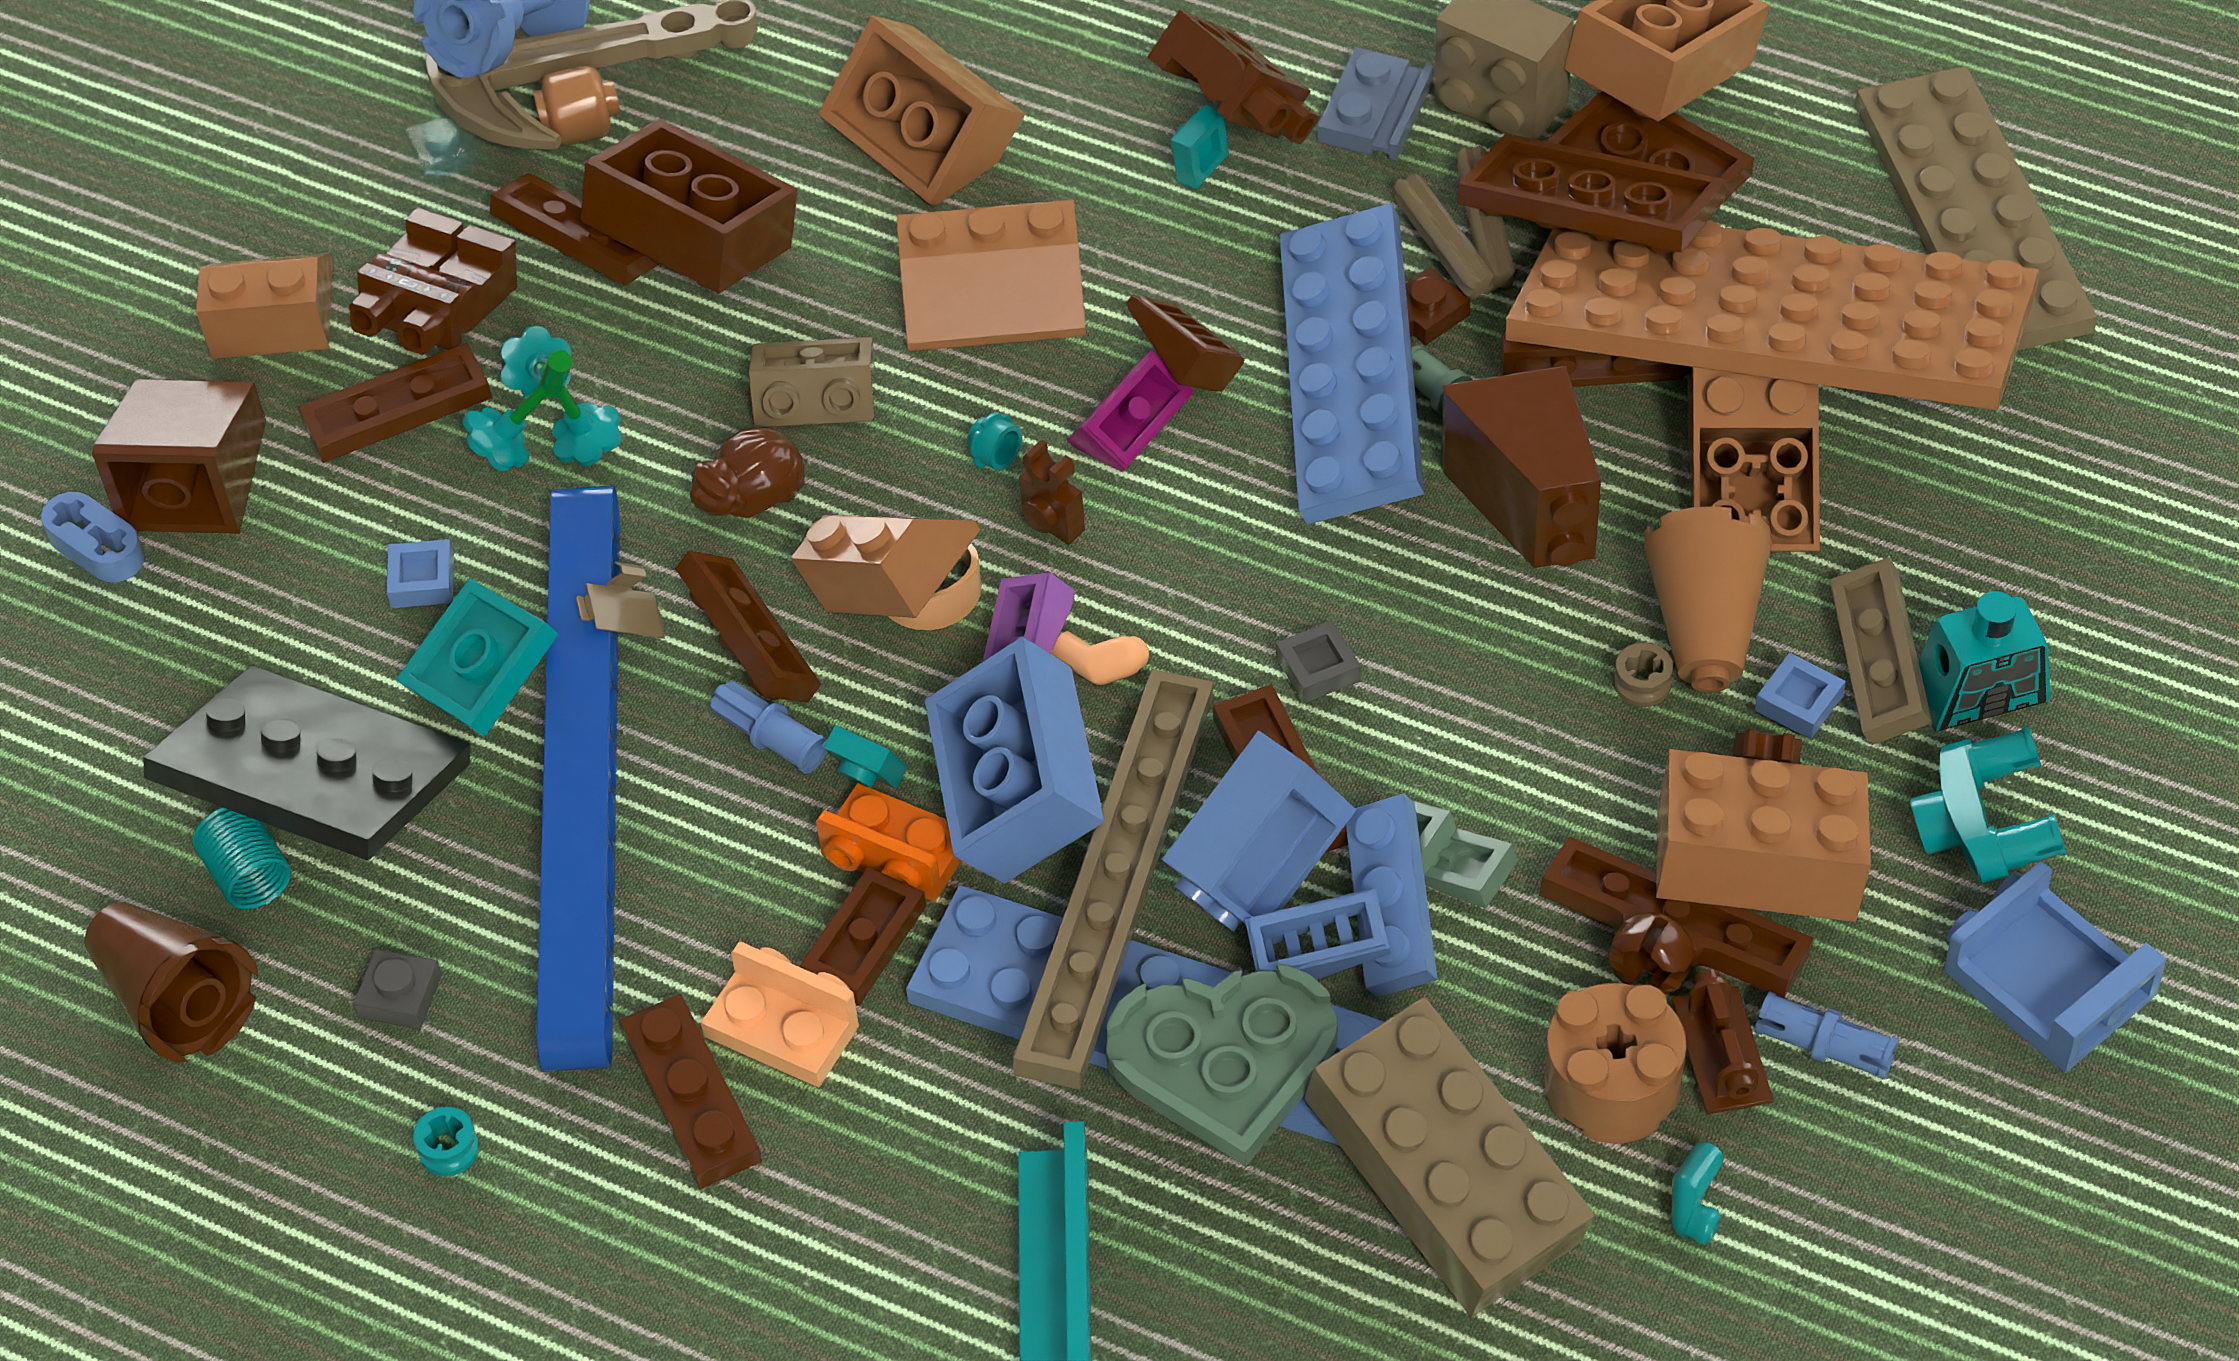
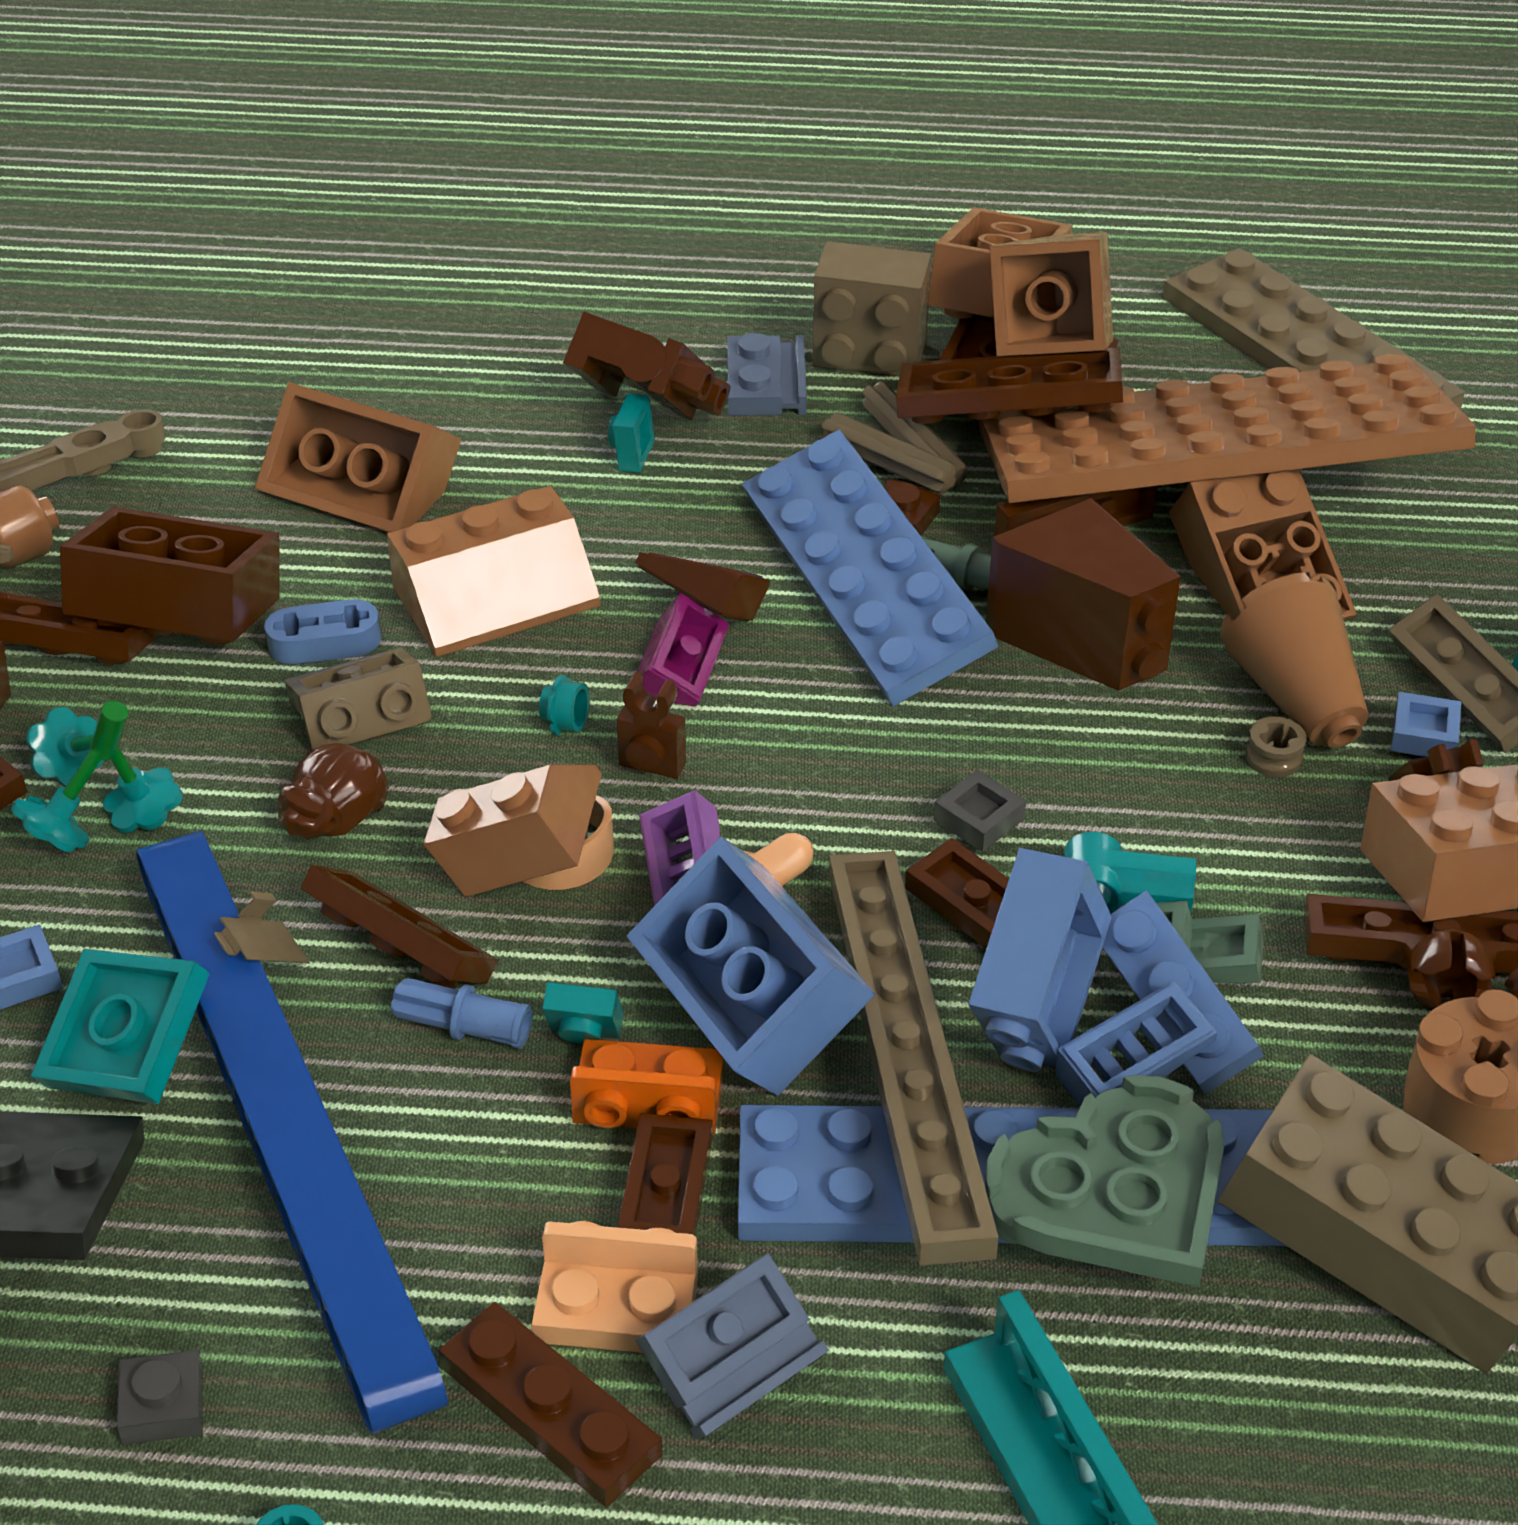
camera: 25 degrees left, 10 degrees down
(812, 297) = (322, 631): none -> medium blue beam
(847, 1091) = (731, 1346): none -> sand blue plate
(1397, 762) = (1128, 874): none -> teal piece
(1674, 104) = (1052, 294): none -> medium nougat slope

